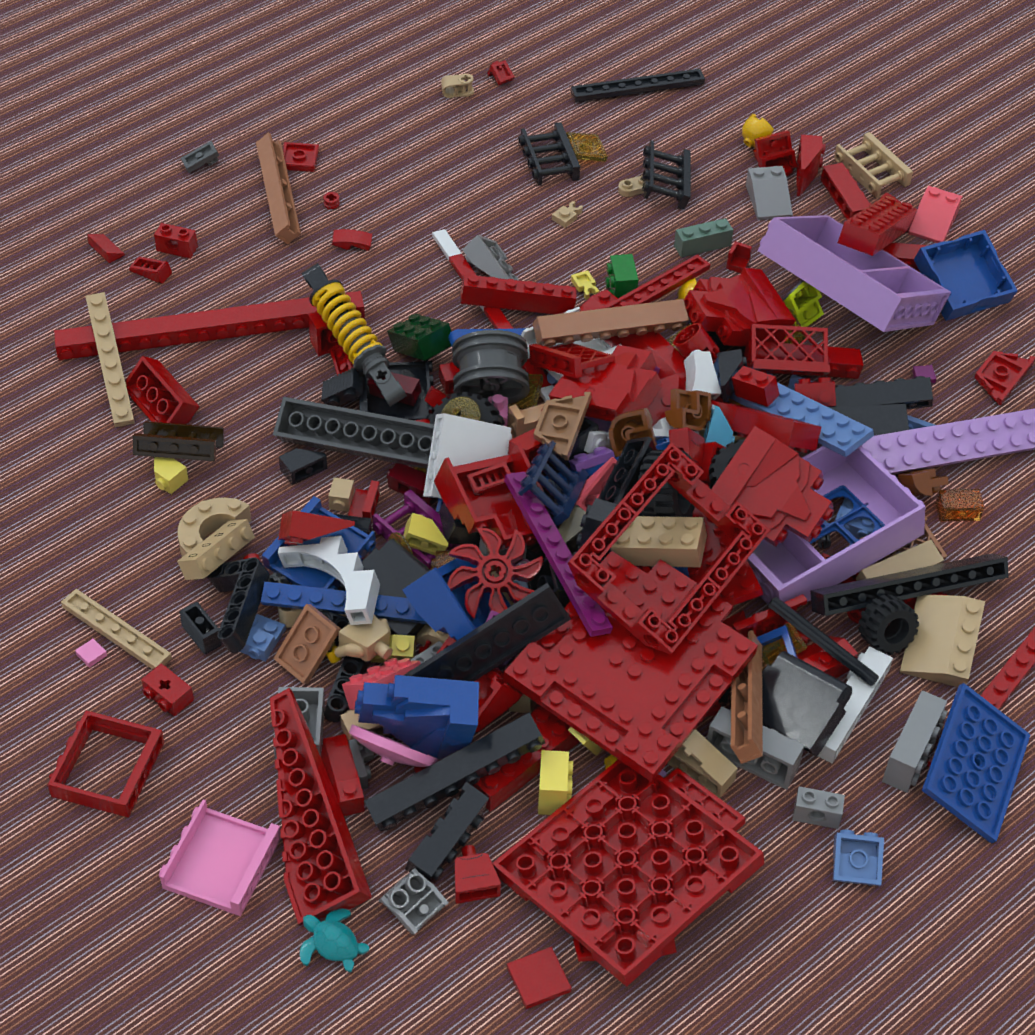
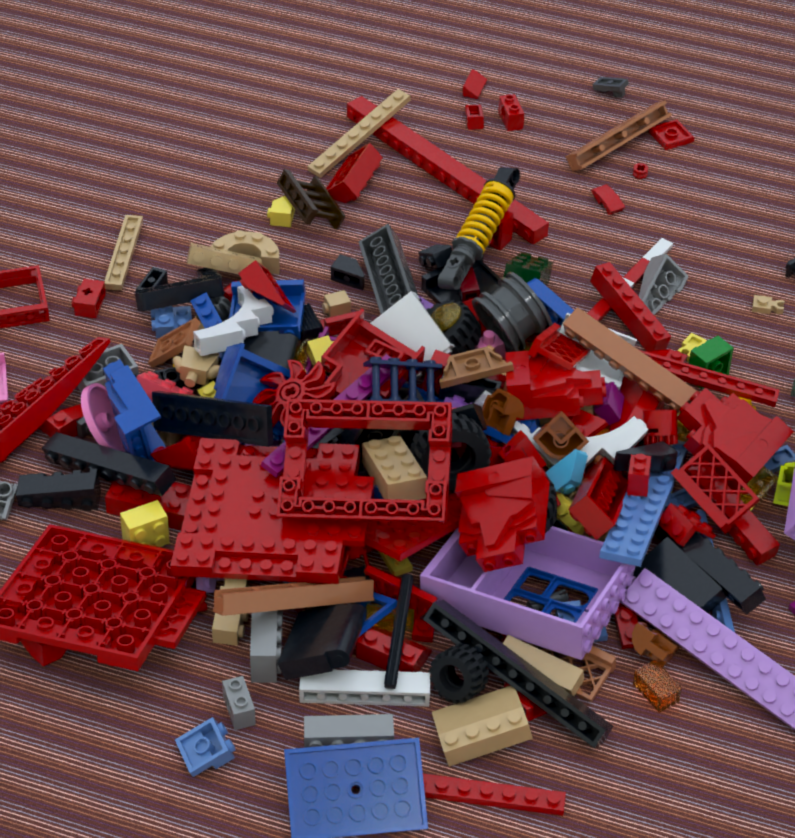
camera: 60 degrees right, 5 degrees down
(91, 653) = (97, 250): bright pink tile -> none
(475, 876) = (34, 519): red torso -> none

